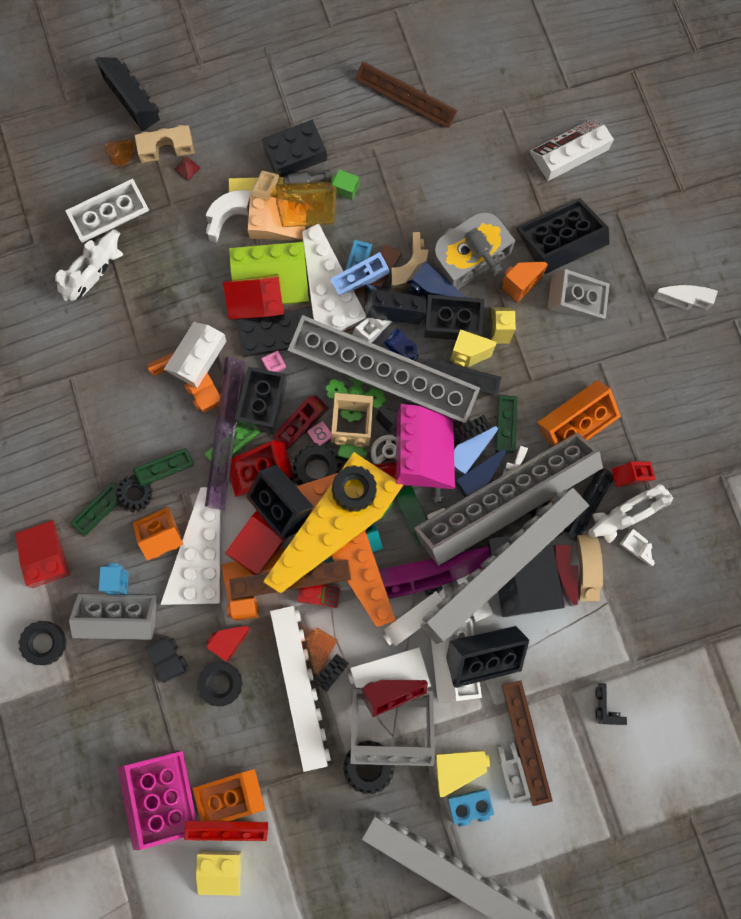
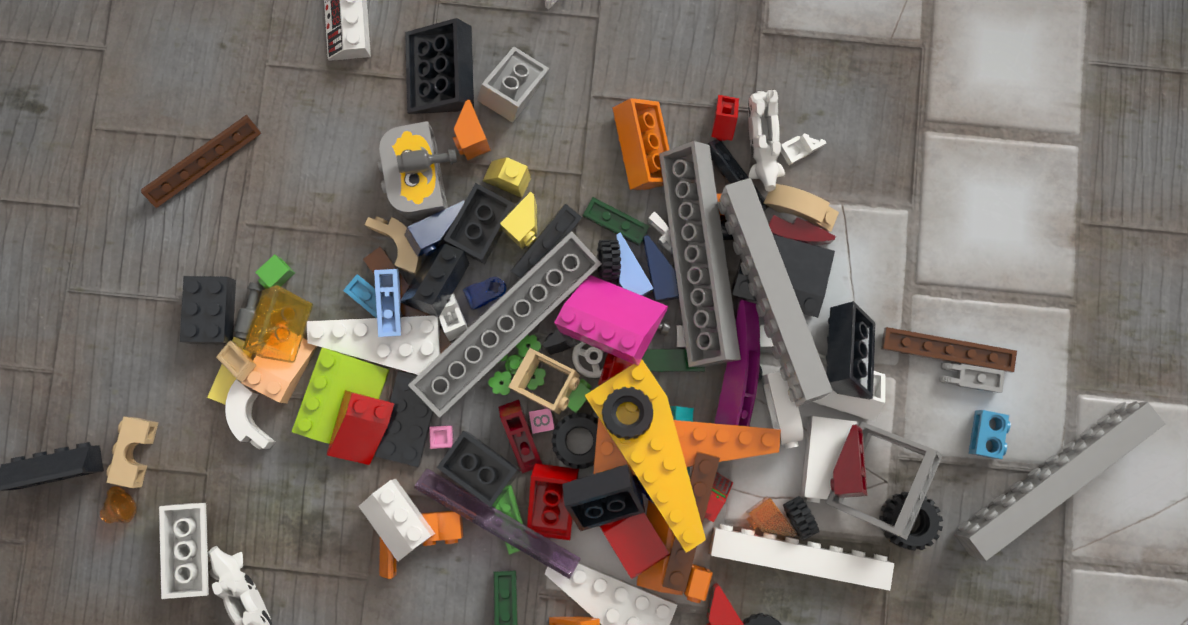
camera: 60 degrees left, 5 degrees up
(187, 168) = (172, 438): dark red slope -> none
(458, 769) = (949, 429): light yellow slope -> none
(613, 718) = (960, 252): black bracket -> none

